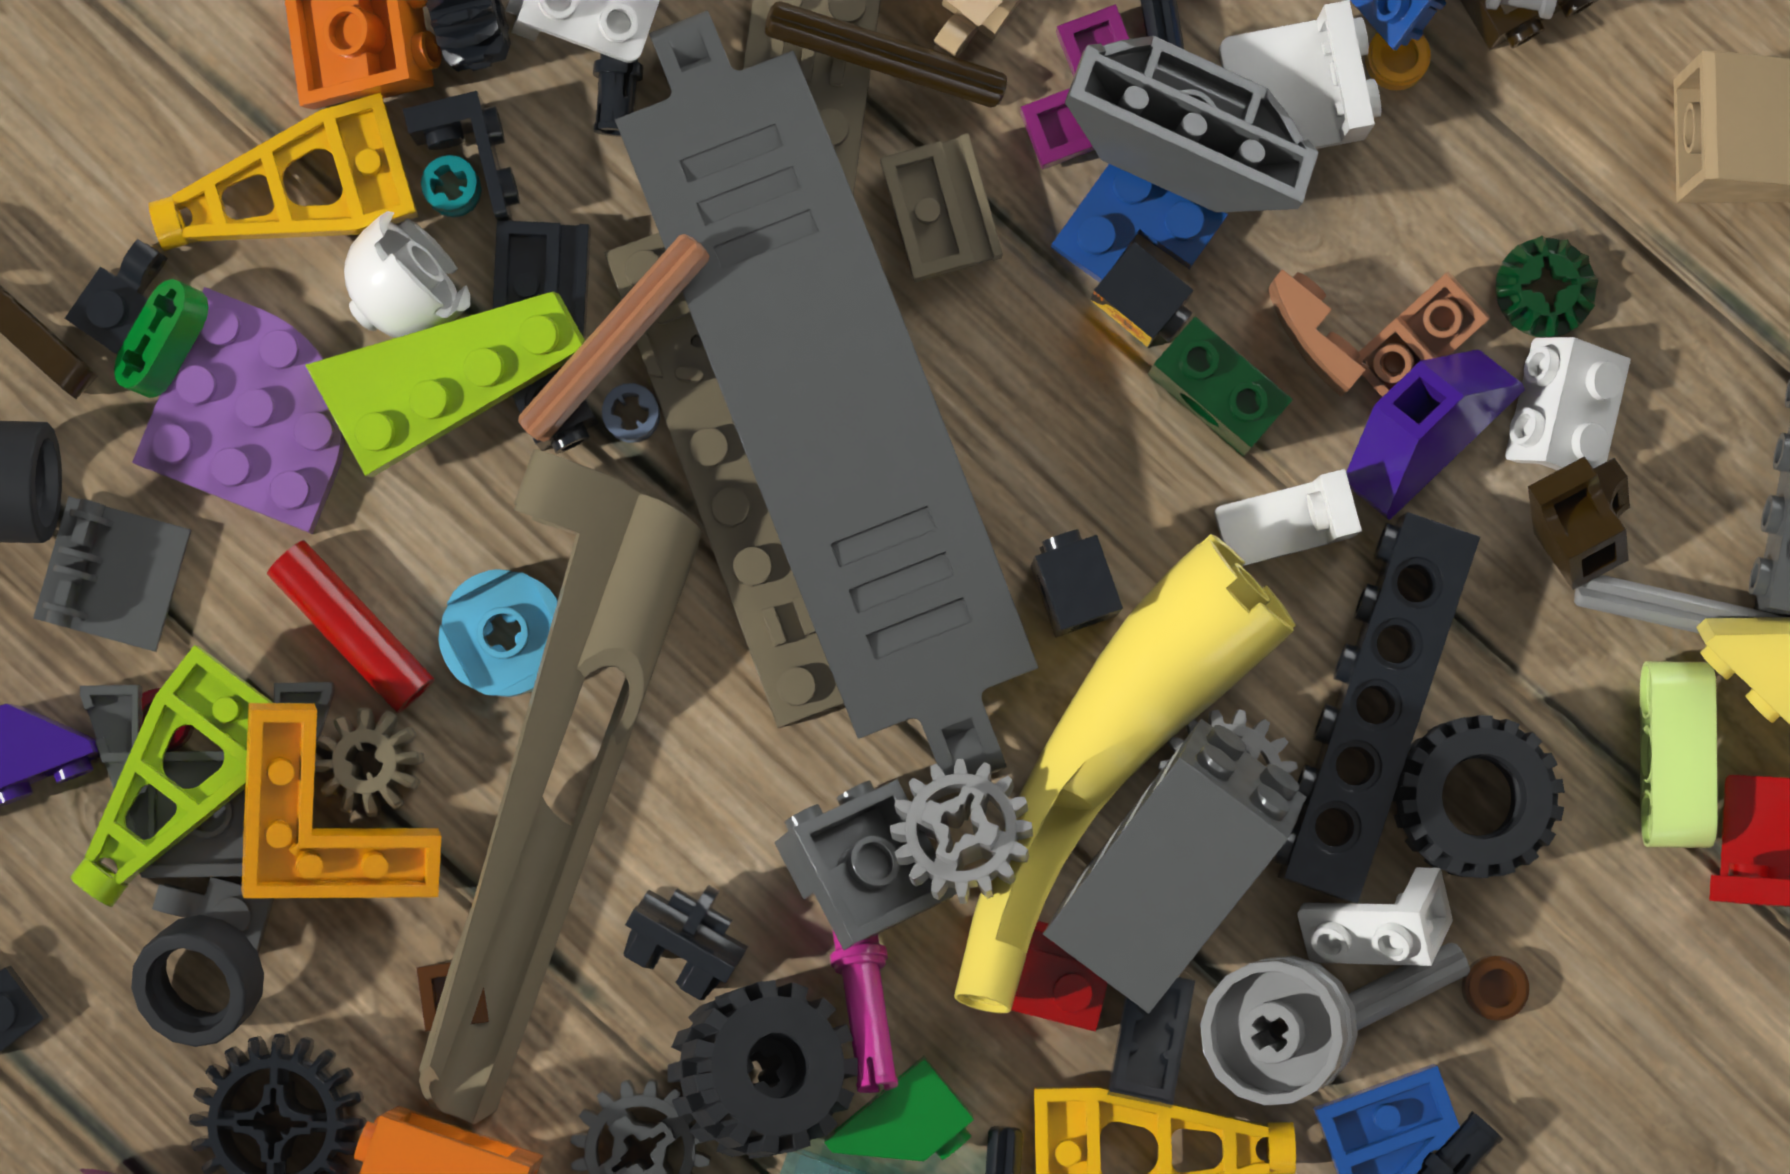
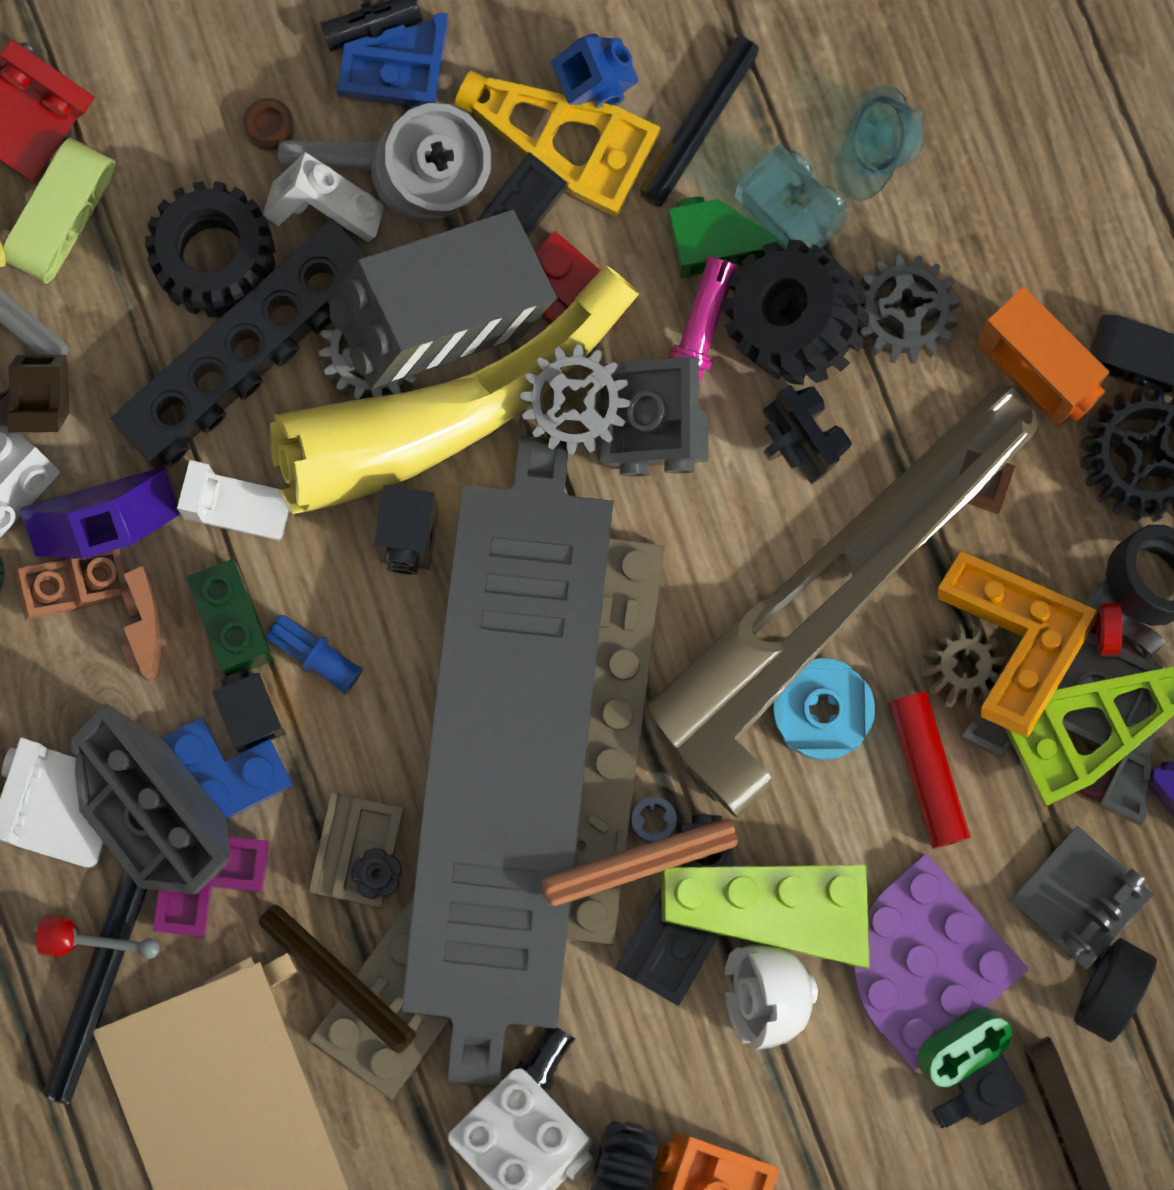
camera: 155 degrees left, 5 degrees down
(221, 885) = (1108, 629): none -> red tile
(367, 165) = (752, 1097): yellow plate -> none
(439, 201) = (711, 1043): teal bush -> none
(443, 126) = (681, 1096): black bracket -> none
(905, 203) = (383, 886): none -> black plate
(1106, 400) = (314, 653): none -> blue axle

